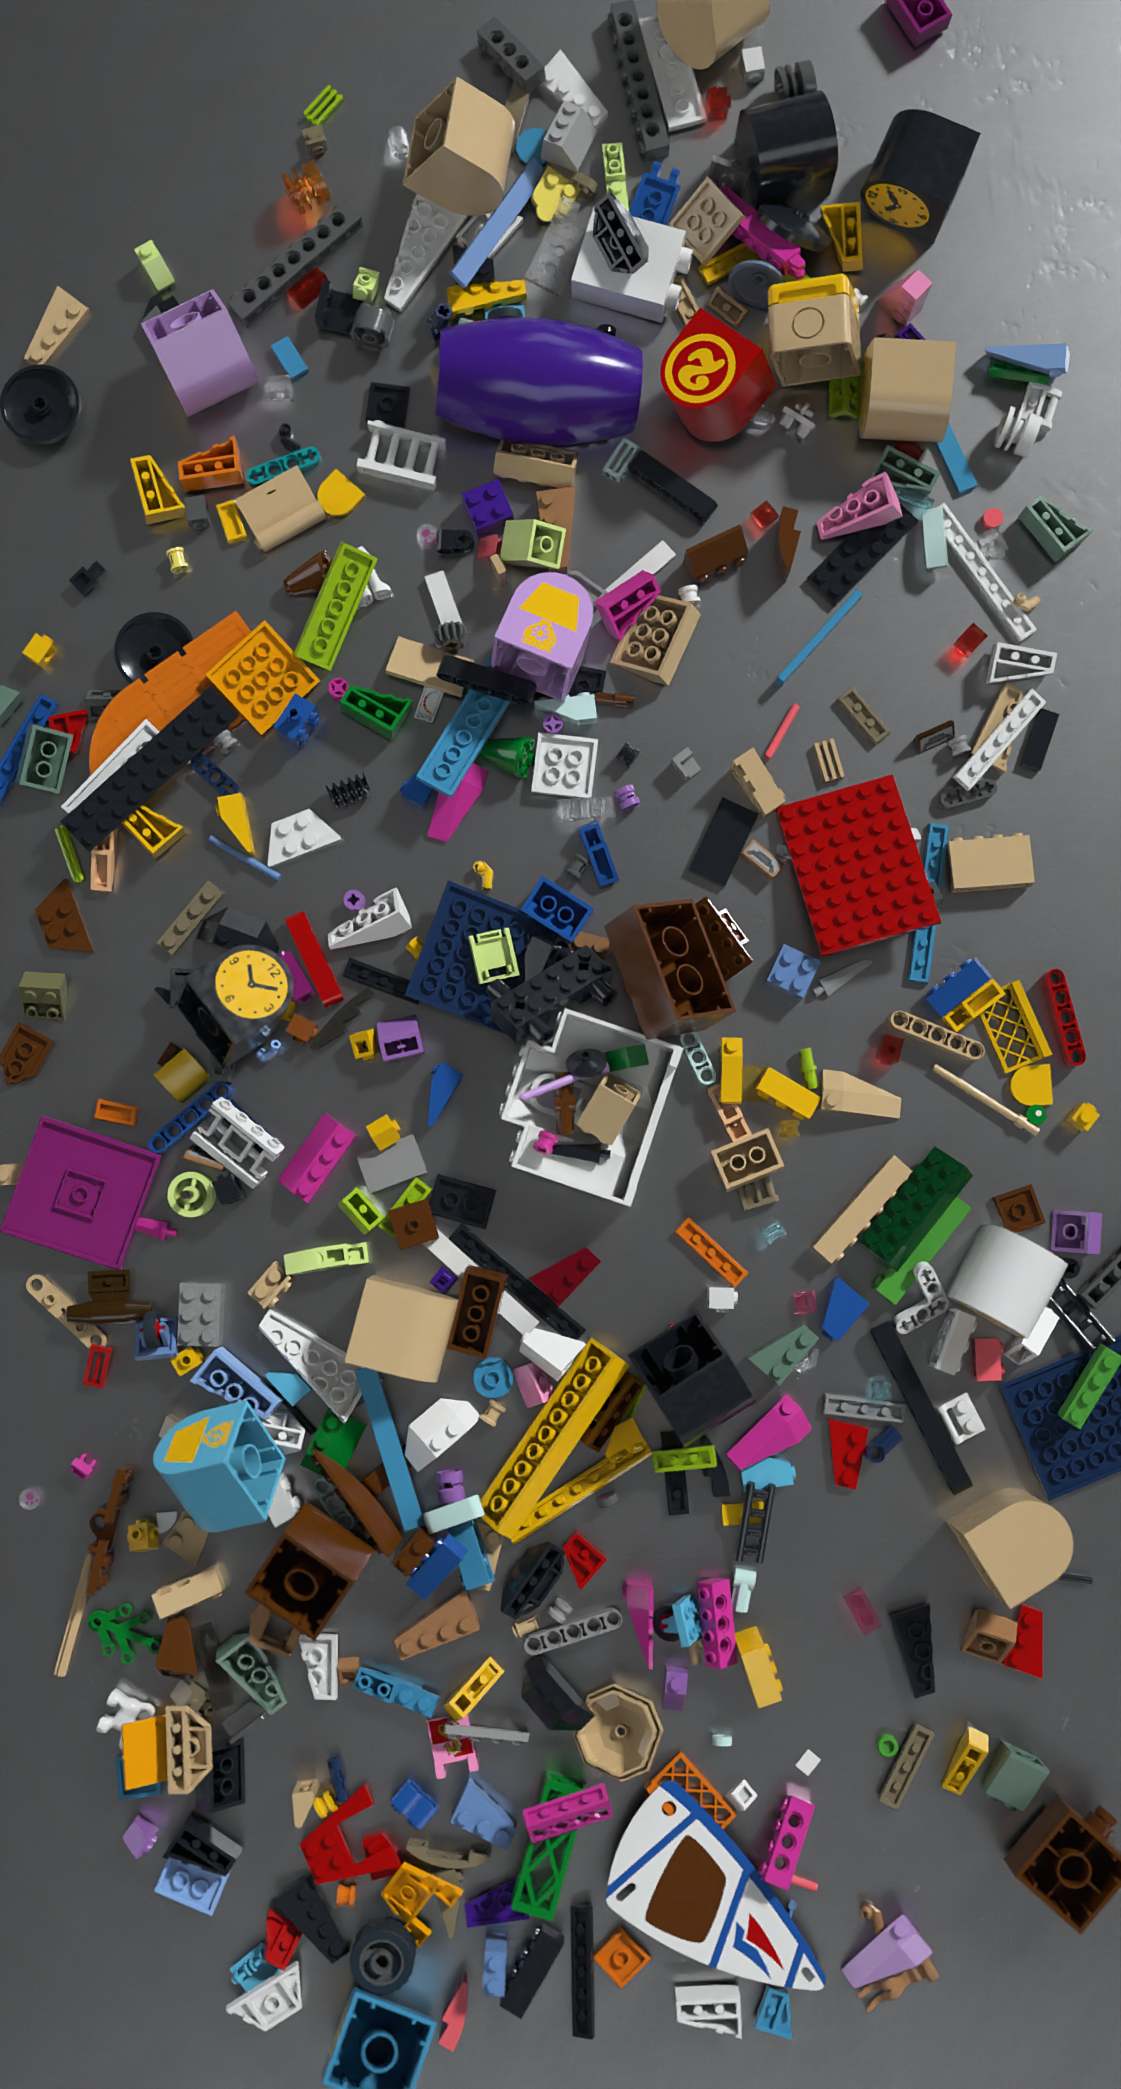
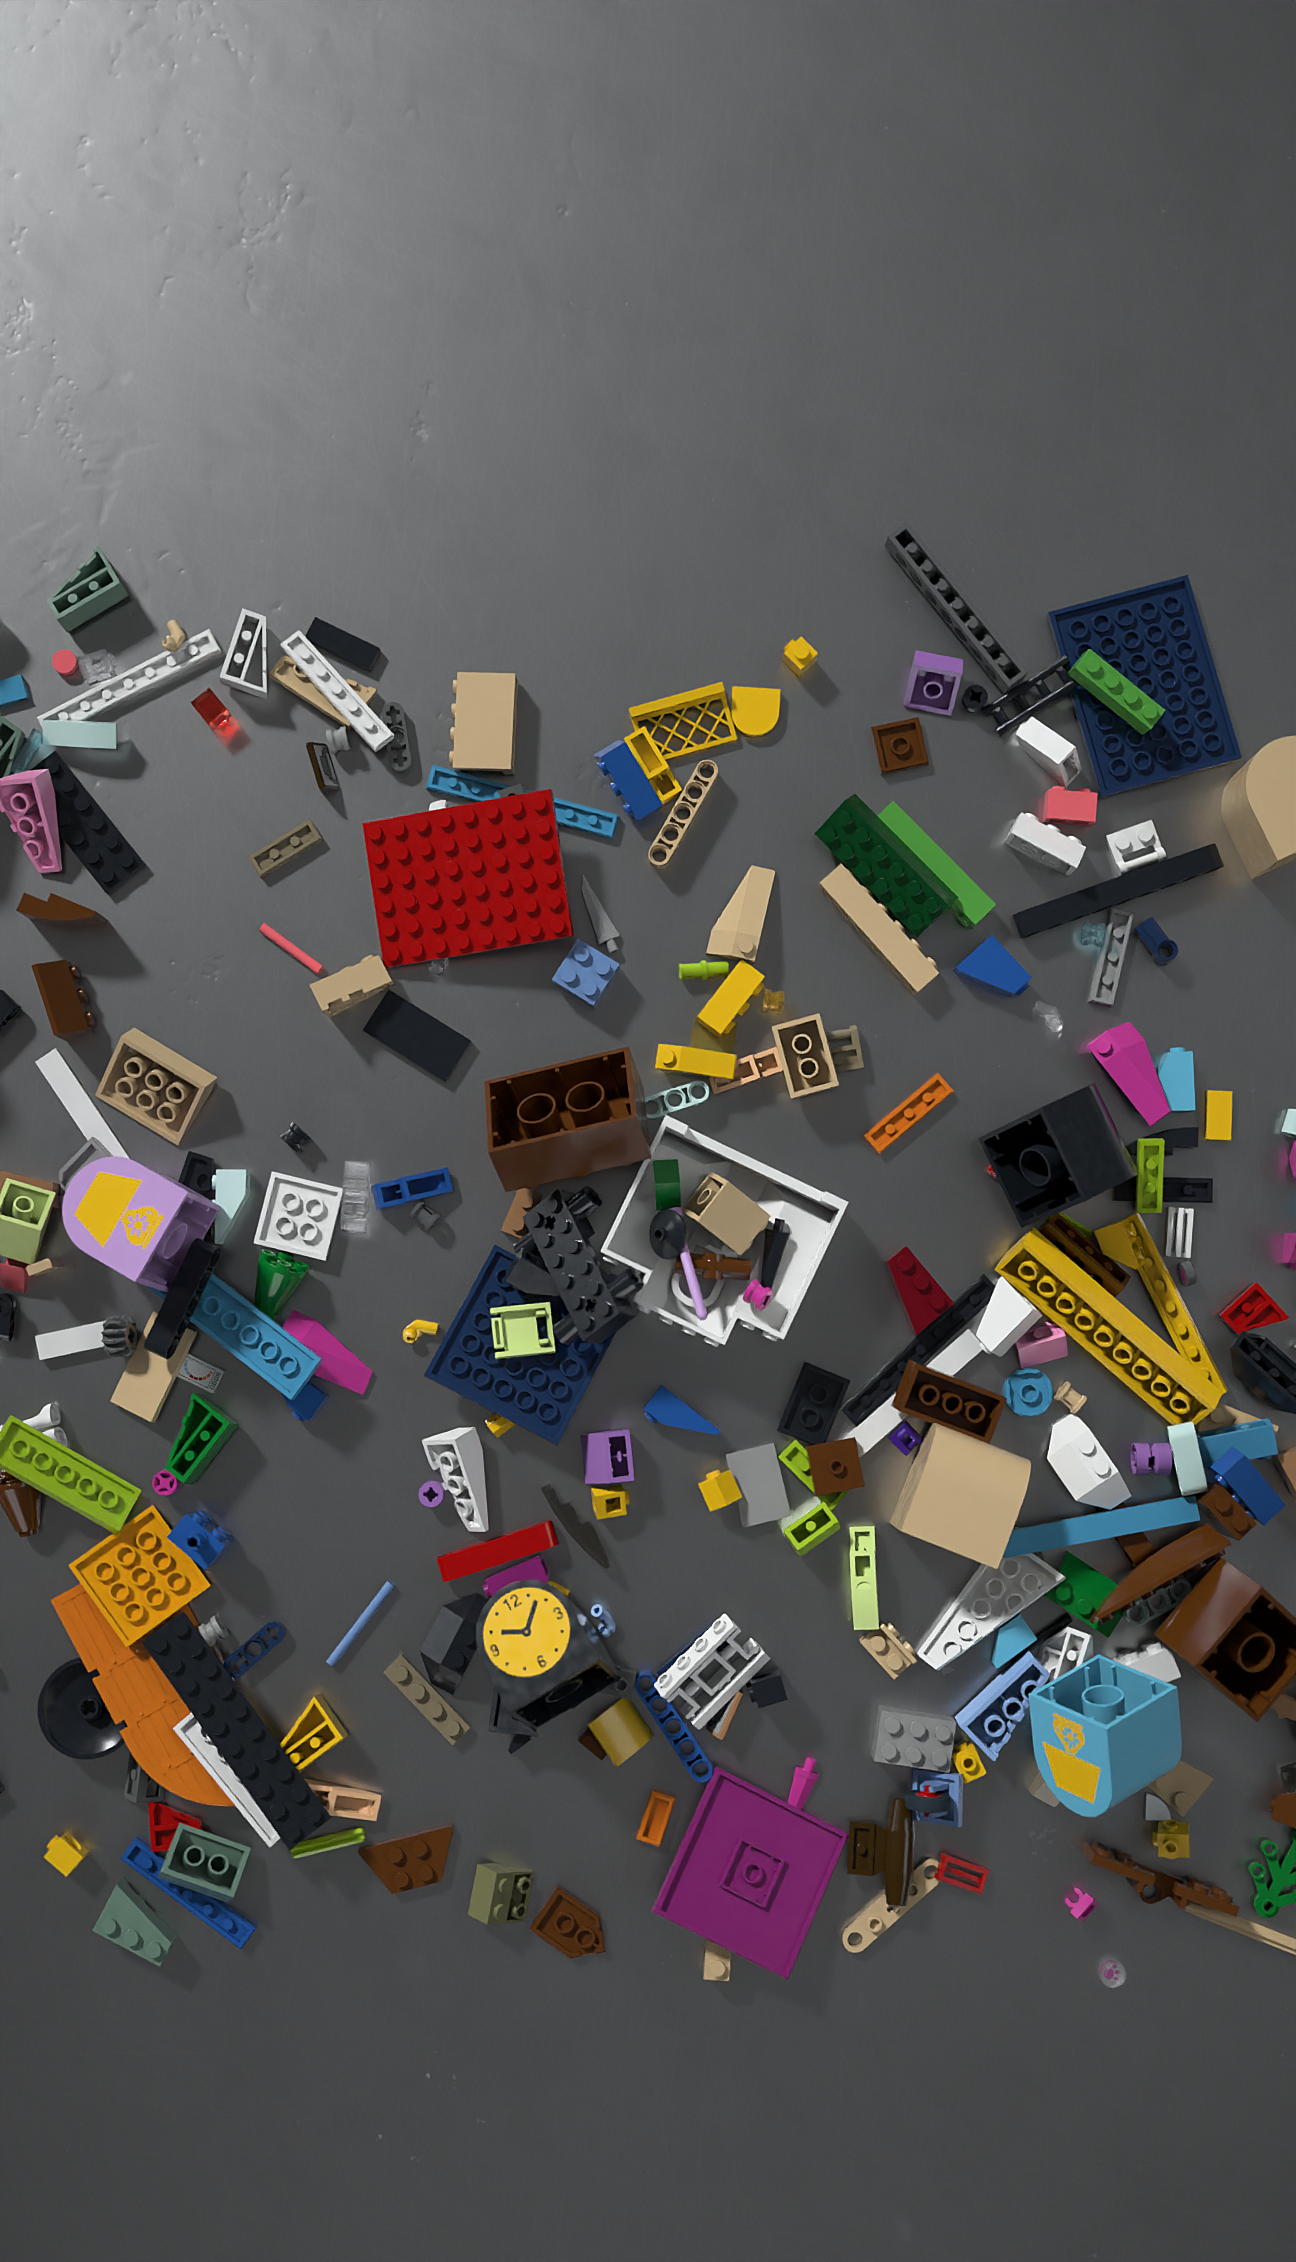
camera: 80 degrees left, 0 degrees up
(188, 1591) = (1243, 1790): tan wedge -> none
(191, 1194) = (767, 1734): yellowish green wheel -> none
(234, 814) = (307, 1629): yellow slope -> none
(298, 836) = (343, 1553): white wing -> none
(302, 1029) = (582, 1575): dark orange brick -> none
(317, 1158) = (741, 1575): dark pink slope -> none
(348, 790) = (294, 1484): black piece -> none
(377, 979) = (531, 1476): black tile -> none
(552, 720) = (241, 1224): medium lavender wheel -> none
(557, 909) = (475, 1246): blue slope -> none
(614, 699) = (225, 1145): reddish brown axle -> none
(626, 602) = (108, 1115): dark pink wedge -> none
(627, 797) = (348, 1145): medium lavender wheel -> none
(639, 1490) = (1188, 1232): none -> white tile
(685, 764) = (317, 1069): light grey panel -> none
(689, 594) = (108, 1038): white wheel -> none
(722, 1298) = (965, 1107): white brick -> none
(725, 939) = (536, 1049): reddish brown bracket -> none
(749, 1512) = (1219, 1106): black bar -> none
(762, 859) = (444, 992): slope -> none
(764, 515) = (21, 934): clear red plate -> none
(773, 1232) = (893, 1036): clear light blue bush -> none
(784, 1353) = (1037, 1042): sand green wedge -> none
(805, 1301) = (979, 1009): clear pink slope -> none
(819, 637) = (183, 889): dark azure tile -> none
(836, 758) = (334, 887): tan tile -> none
(847, 1449) = (1155, 982): red wing -> none
(889, 1049) = (693, 871): clear red brick -> none
(931, 1300) = (994, 862): white beam -> none
(1006, 1279) = (982, 772): white brick -> none
(1019, 1120) = (794, 731): tan bar -> none
(1035, 1114) = (790, 711): green tile -> none
(1067, 1008) = (689, 654): red beam -> none

